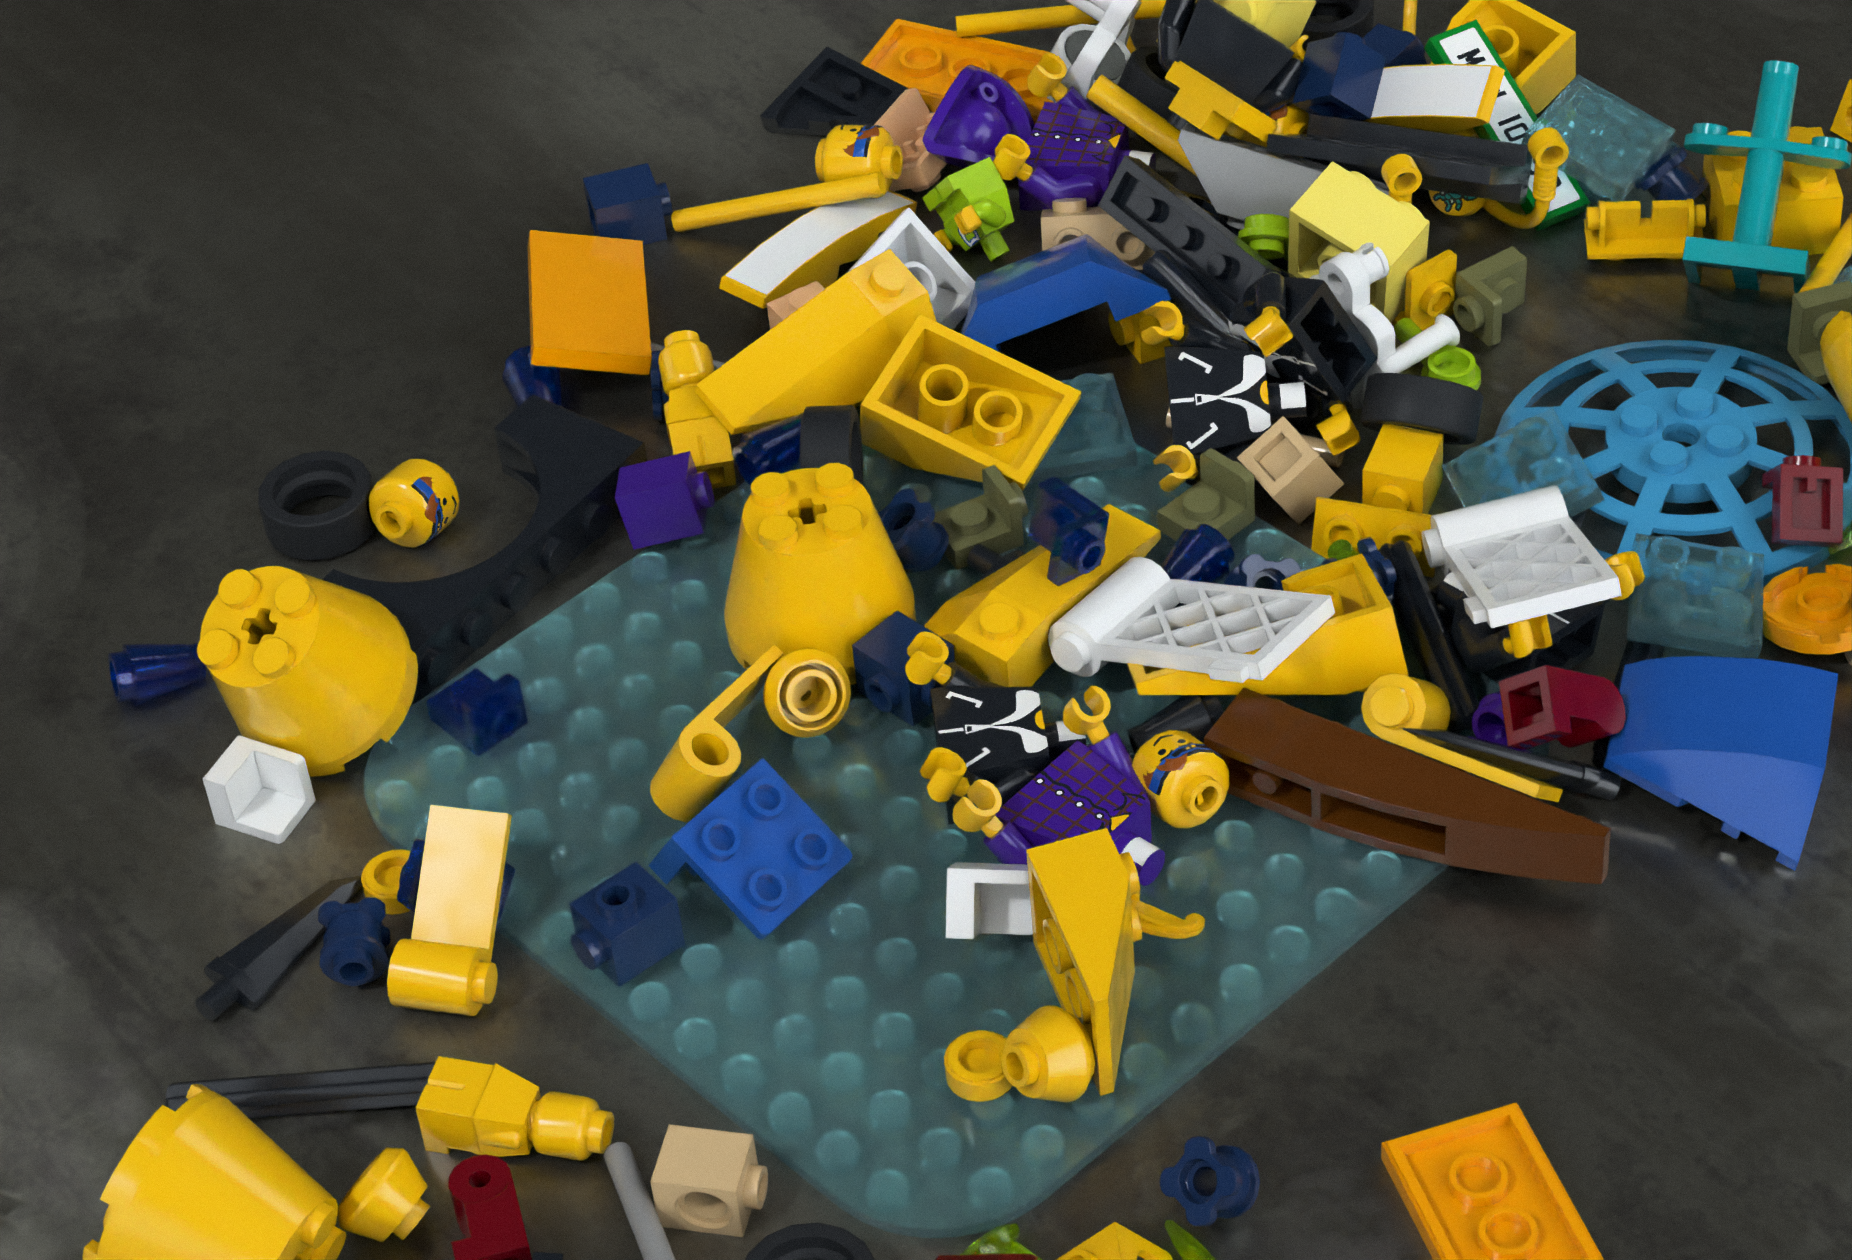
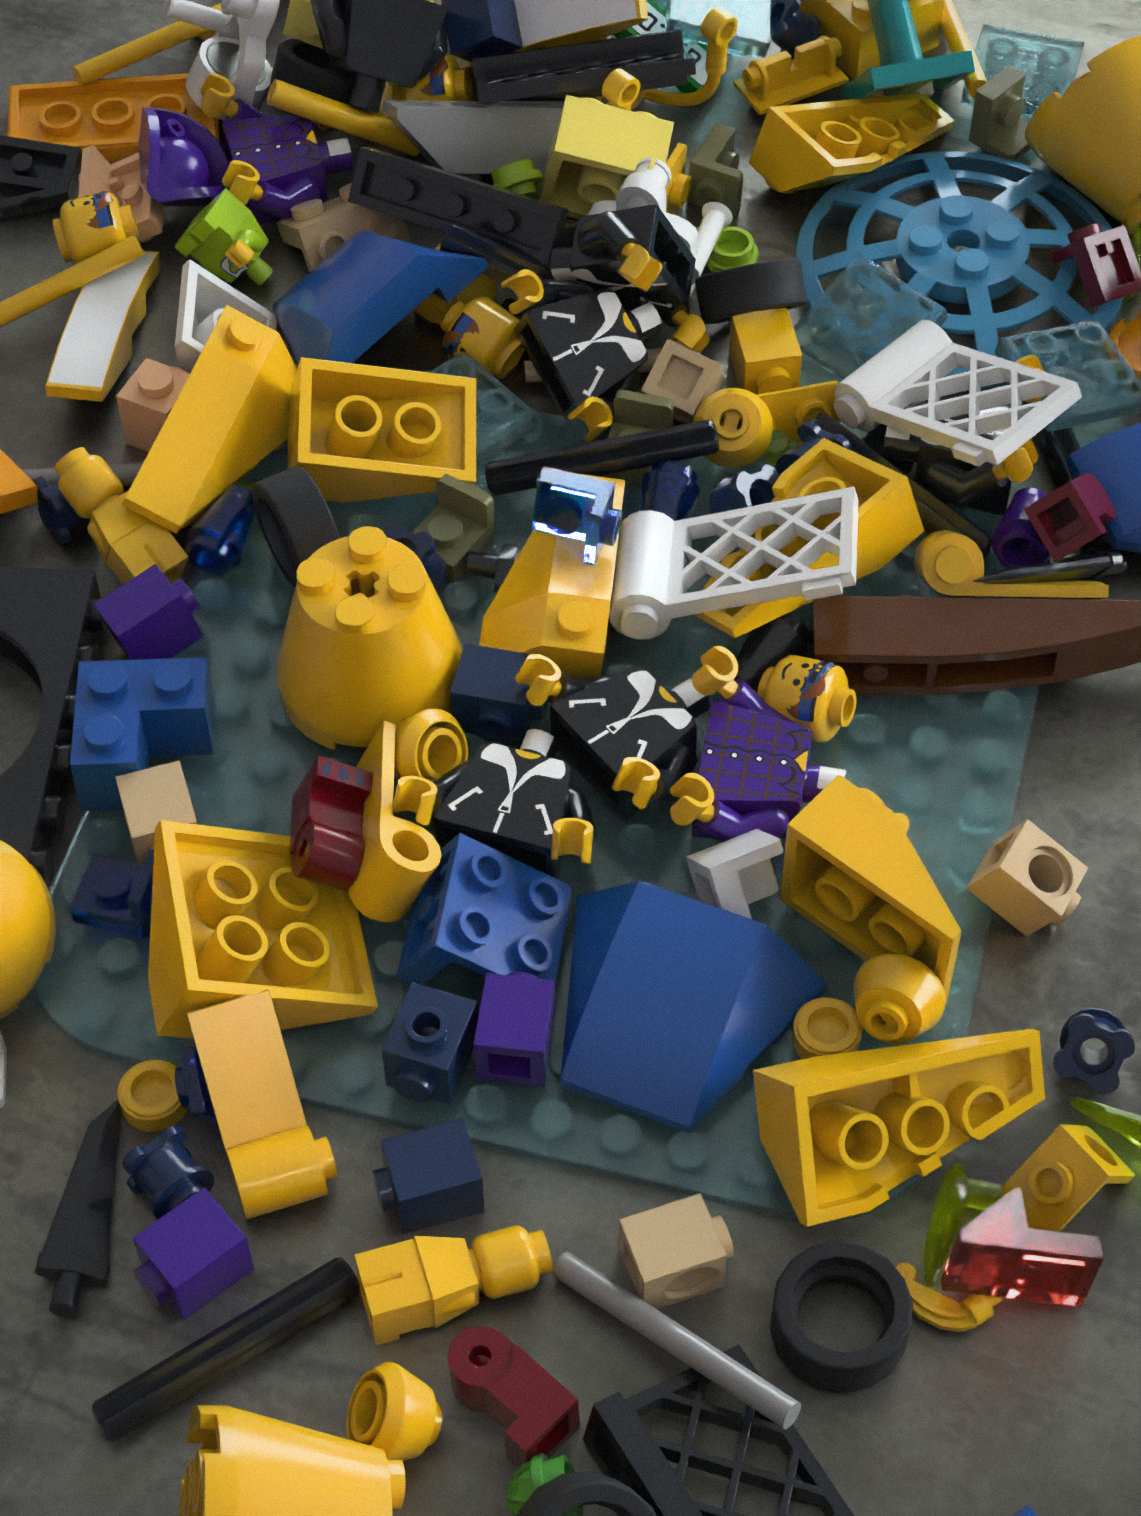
camera: 35 degrees left, 10 degrees up
(325, 1008) = (191, 1255): none -> dark purple brick
(549, 657) = (151, 797): none -> tan brick
(557, 1033) = (430, 1176): none -> dark blue brick
(564, 768) = (241, 923): none -> yellow slope
(578, 569) = (133, 714): none -> blue brick
(668, 709) = (329, 823): none -> dark red leg
(705, 942) = (515, 1029): none -> dark purple brick
(836, 758) = (509, 801): none -> black torso
(862, 984) = (673, 1001): none -> blue wedge
(962, 1148) = (872, 1118): none -> yellow wedge
(1138, 372) = (484, 333): none -> yellow head
(1176, 505) = (605, 456): none -> black axle
(1214, 107) = (415, 77): yellow plate -> none
(1275, 987) = (1028, 879): none -> tan brick
(1305, 522) = (736, 446): none -> yellow cone
(1626, 300) = (842, 138): none -> yellow wedge

